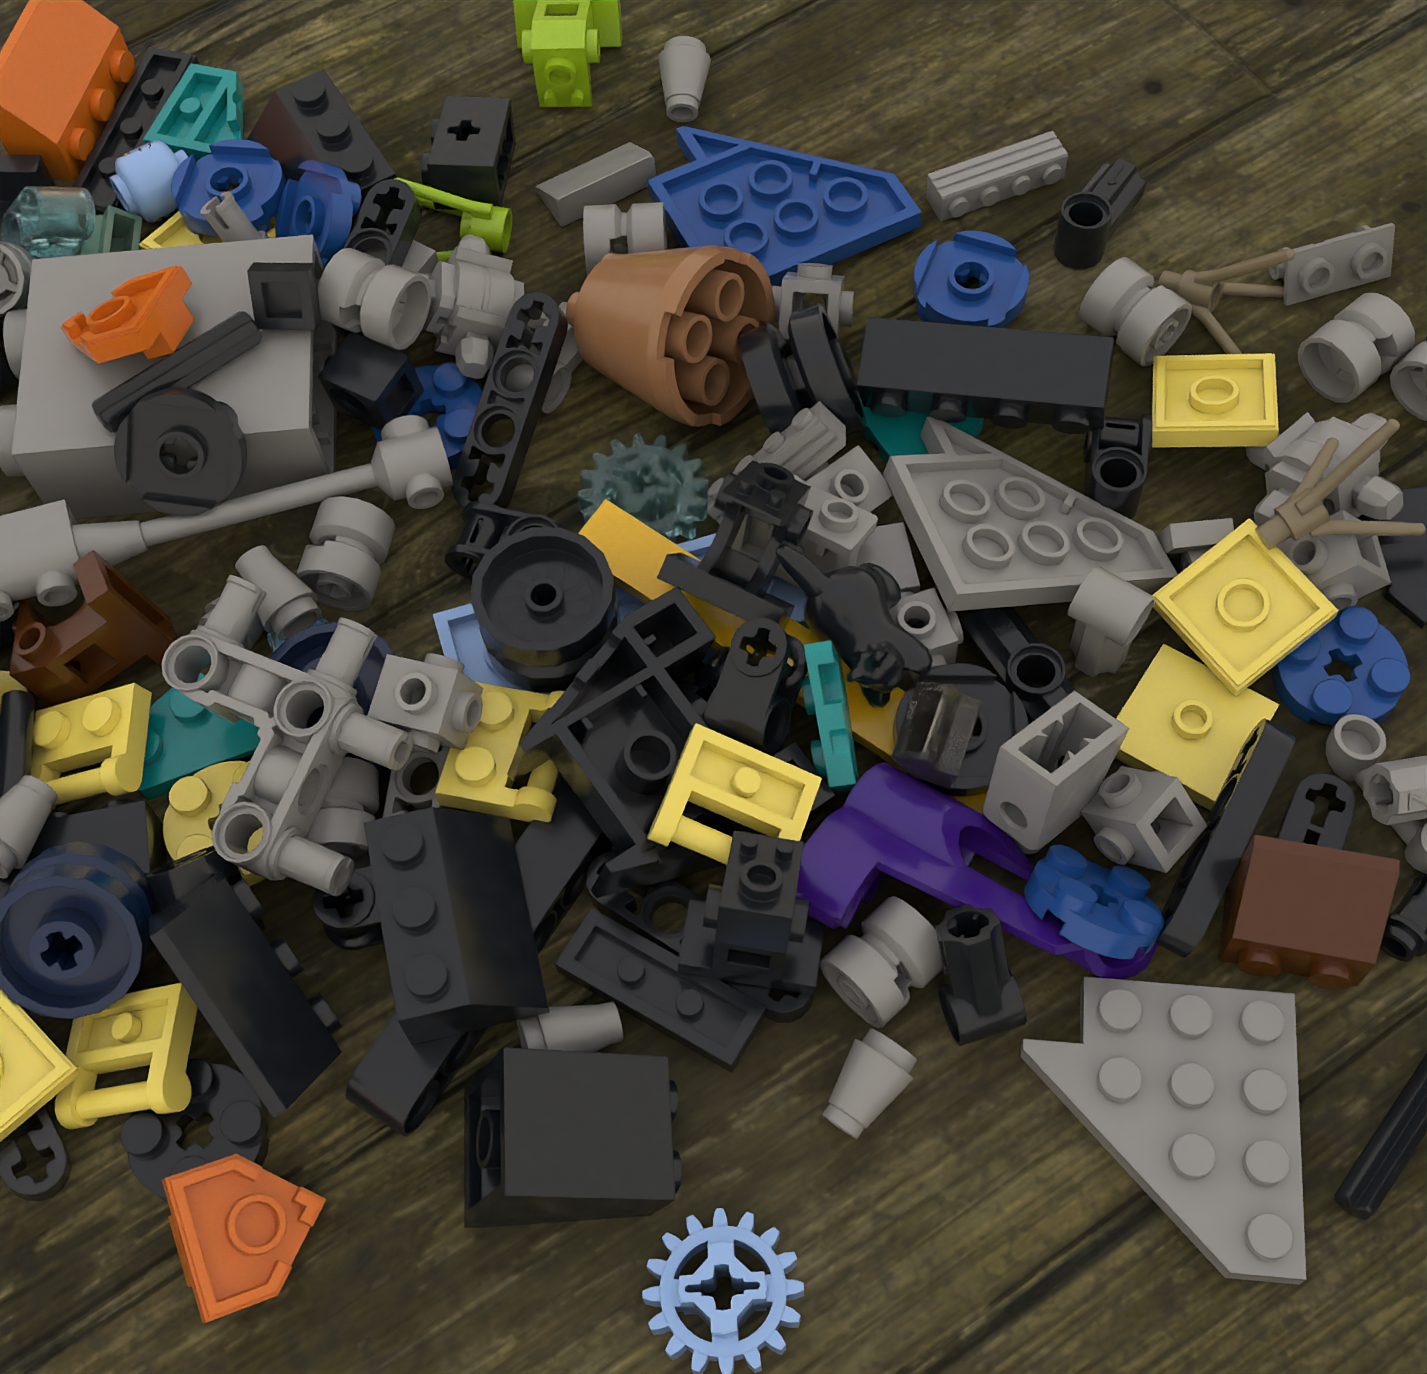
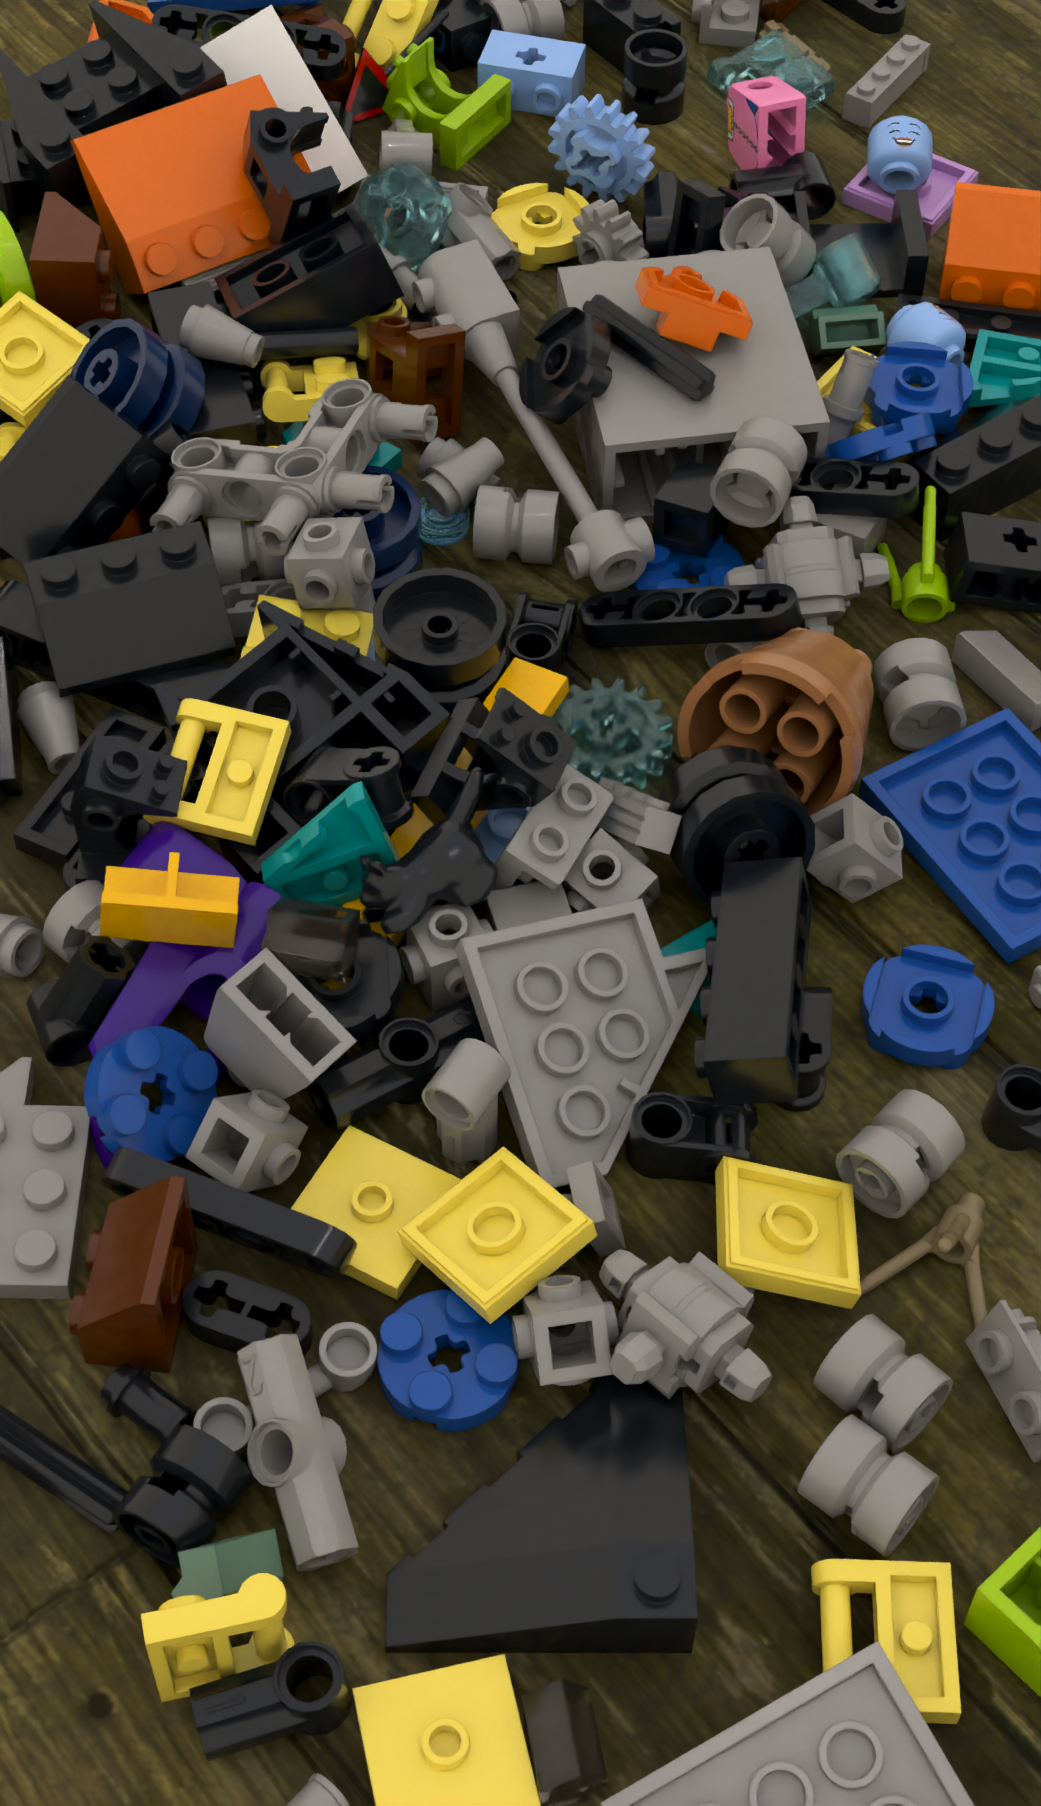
camera: 80 degrees right, 10 degrees down
(284, 296) = (735, 397): black tile -> none
(912, 859) = (169, 906): none -> yellow panel
(1305, 510) = (587, 1258): dark tan plant -> none

